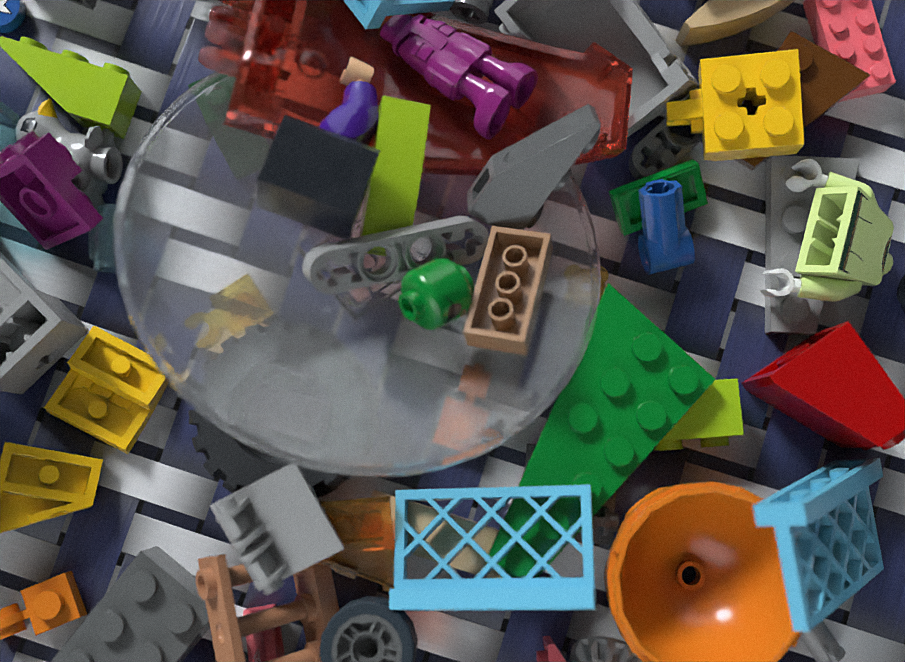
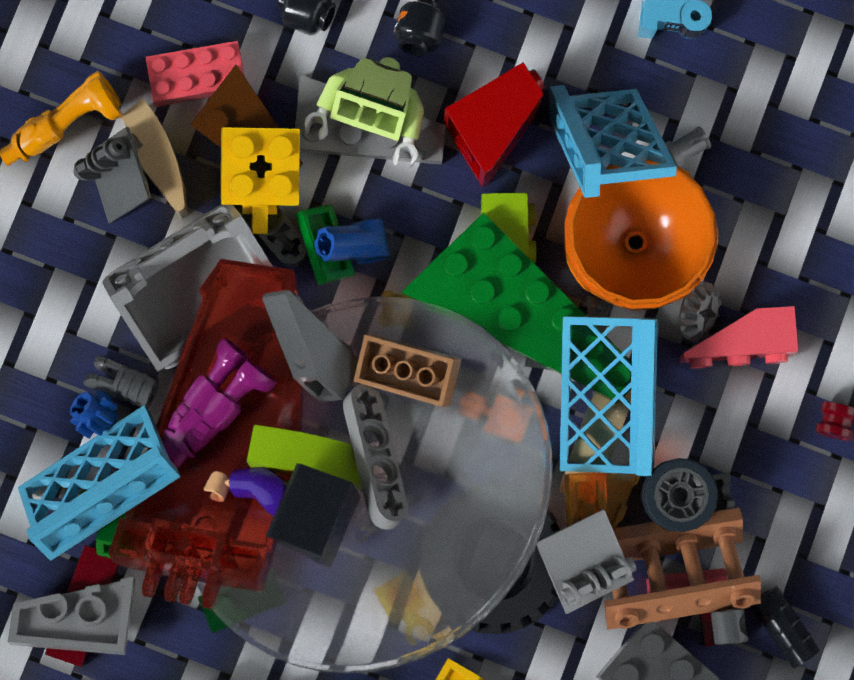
camera: 90 degrees left, 0 degrees up
(436, 293) = (409, 427): green head -> none

